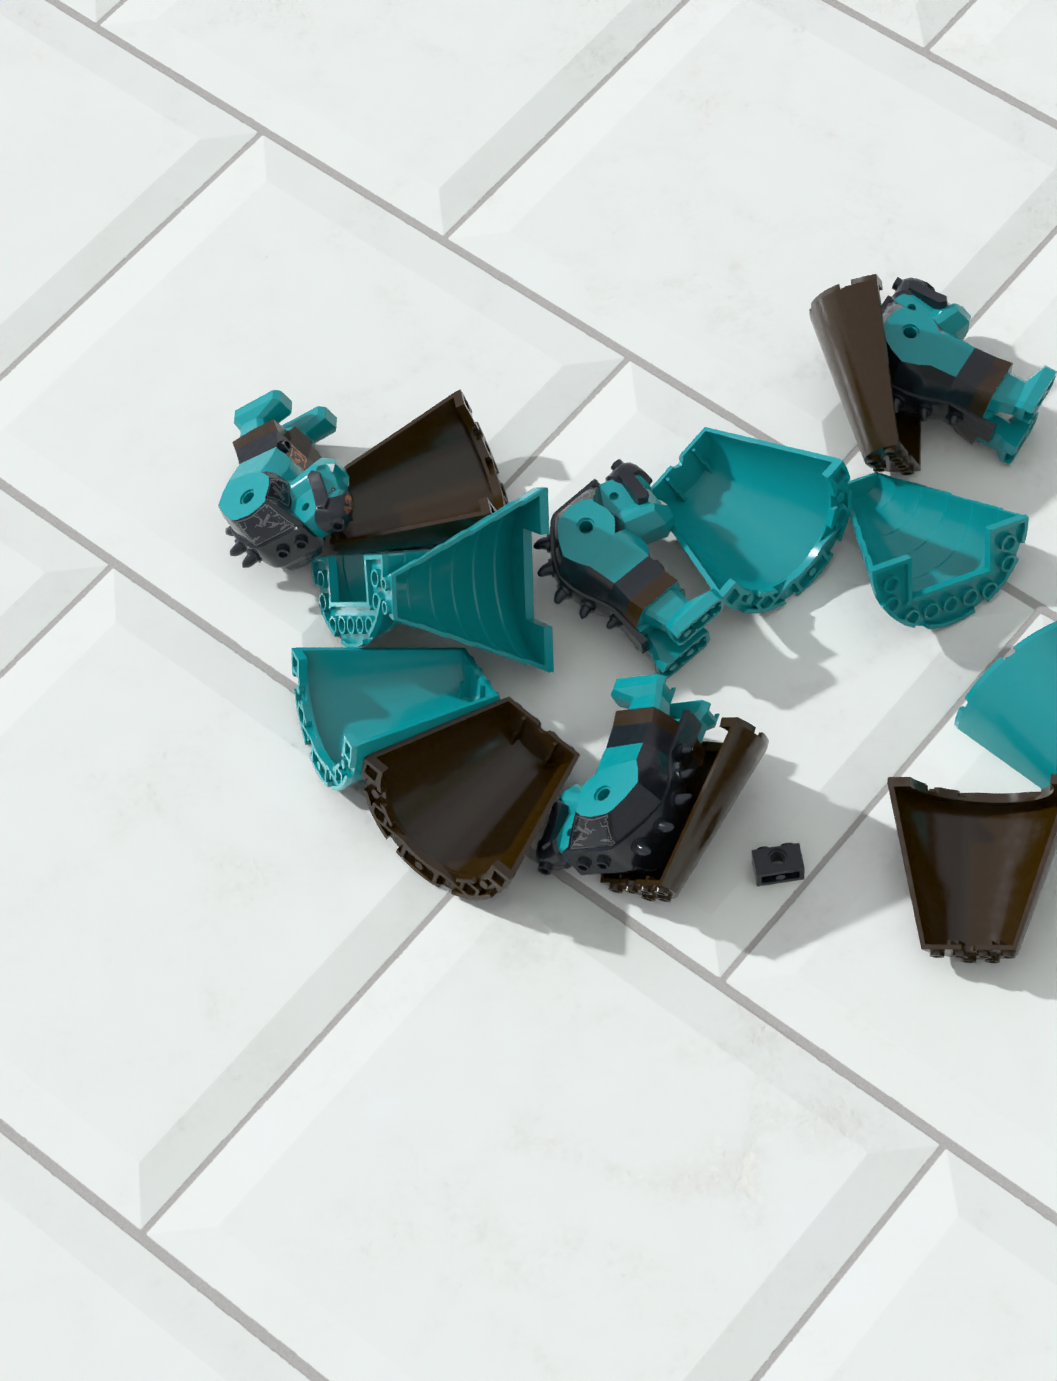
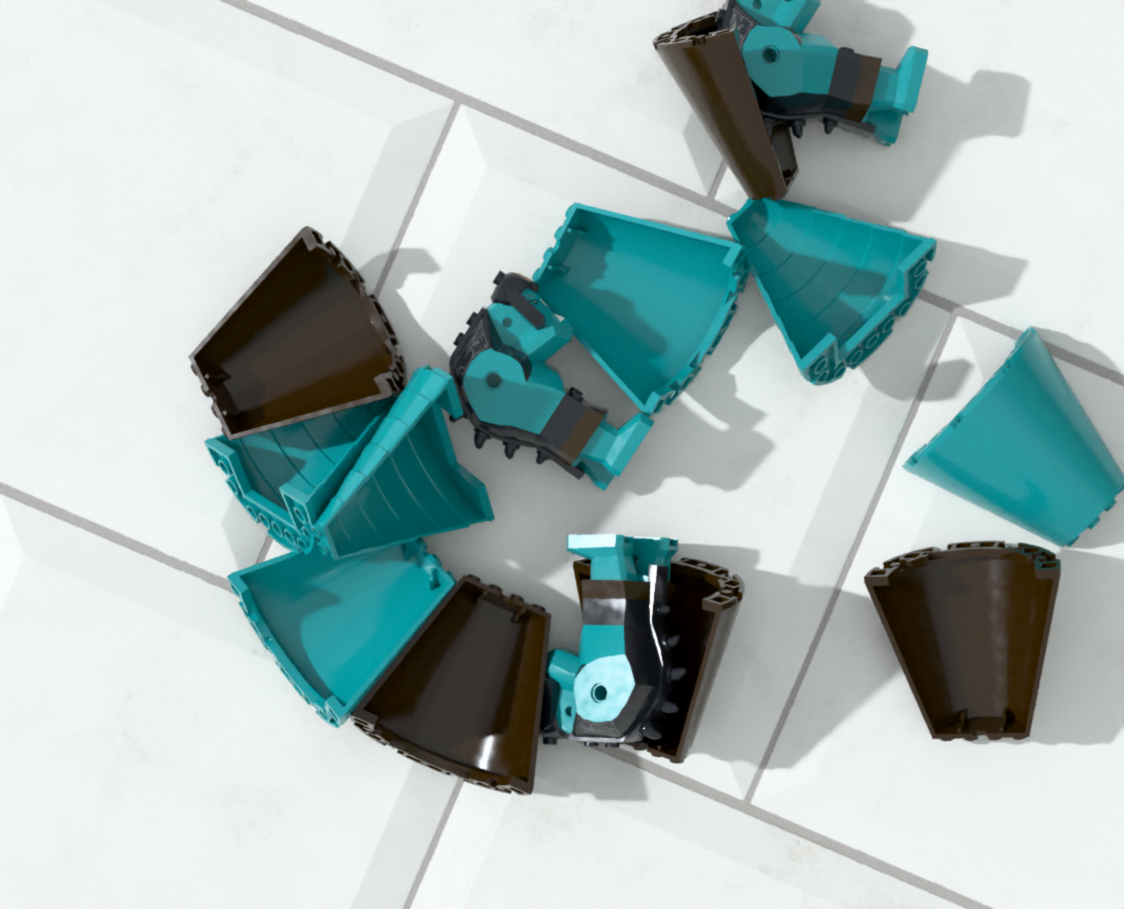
camera: 20 degrees left, 30 degrees up
(283, 490) = (151, 402): piece -> none
(769, 873) = (784, 673): black brick -> none

